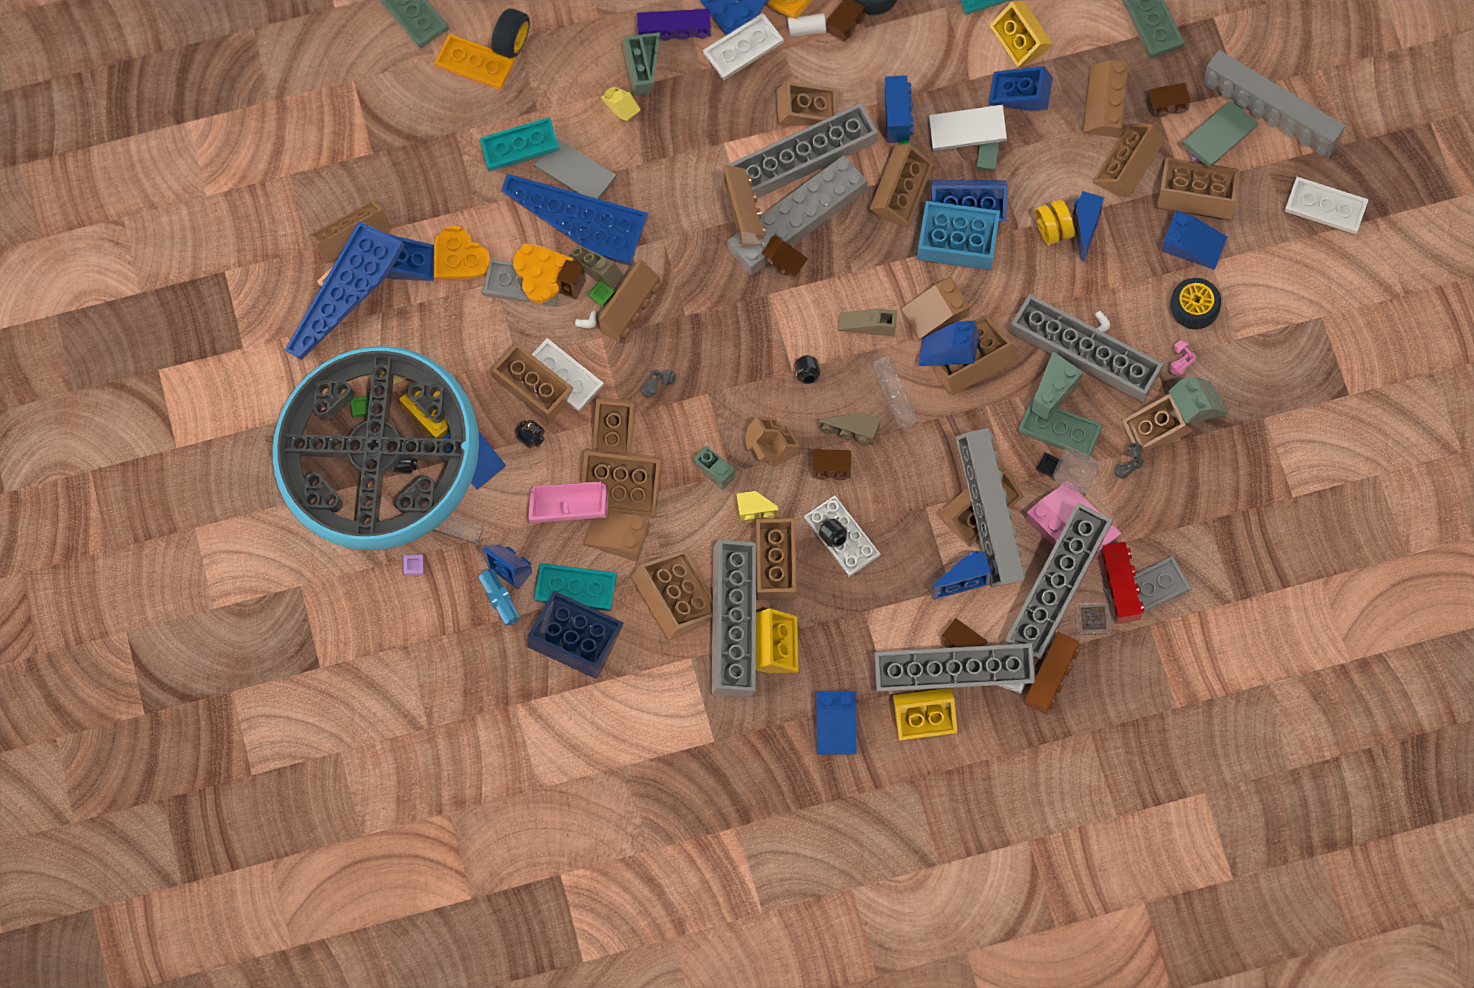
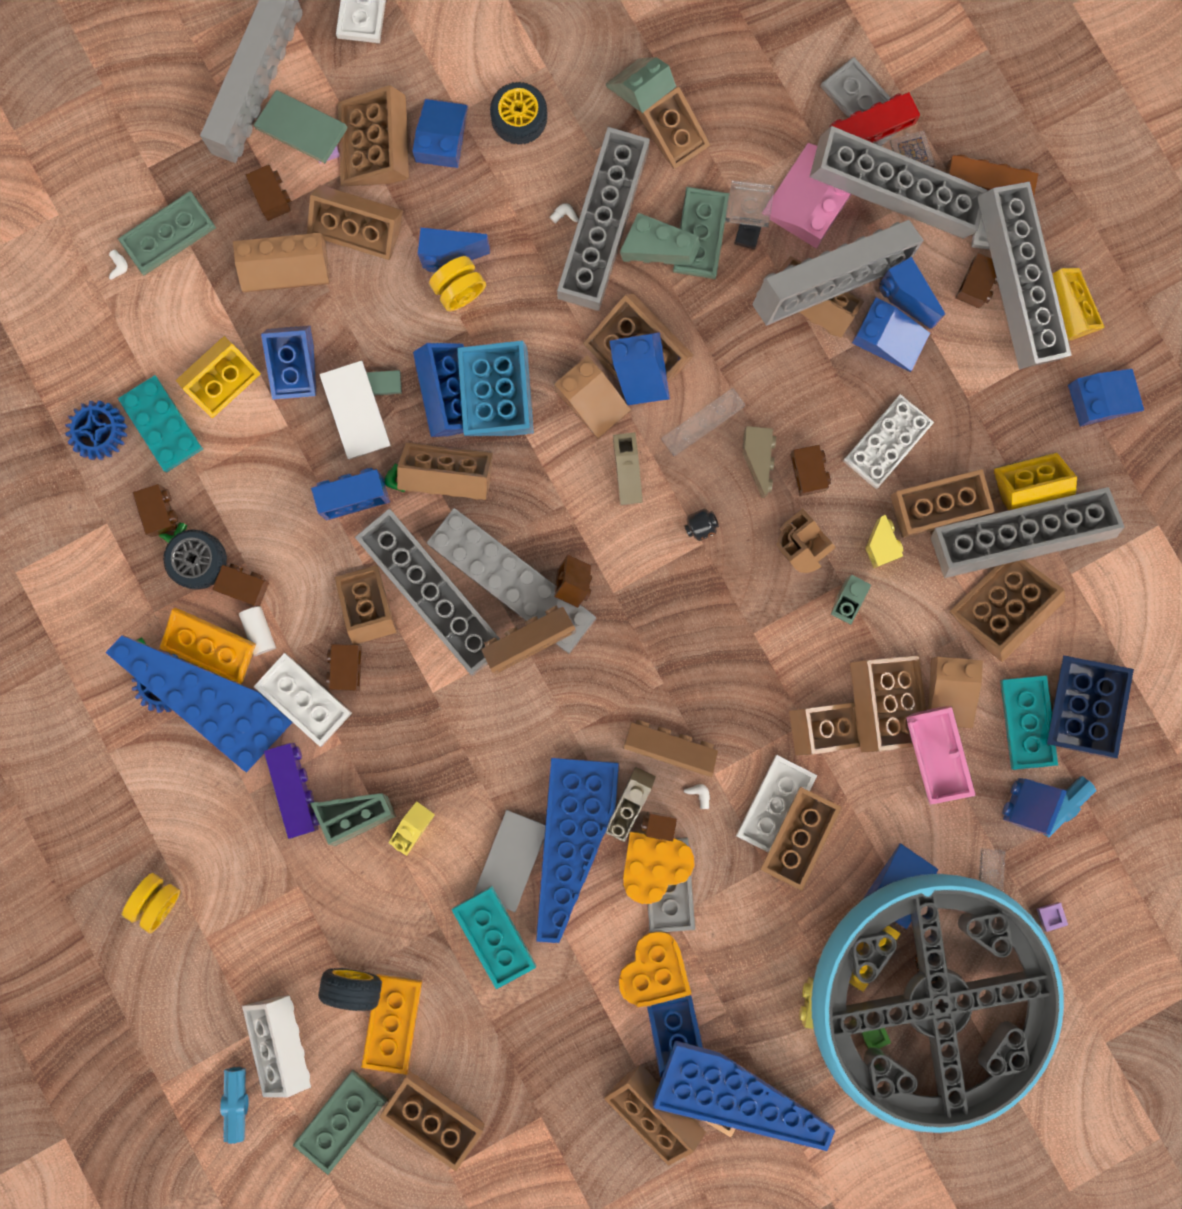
camera: 110 degrees left, 15 degrees up
(395, 72) = (432, 1121): none -> medium nougat brick
(530, 433) = (861, 823): black head -> none
(601, 294) = (664, 787): bright green plate -> none
(650, 387) = (767, 700): dark grey piece -> none
(760, 80) = (344, 667): none -> reddish brown brick
(833, 533) = (899, 446): black head -> none
(932, 557) = (891, 335): none -> slope
(1125, 469) = (714, 142): dark grey piece -> none
(1179, 366) = (596, 118): bright pink piece -> none

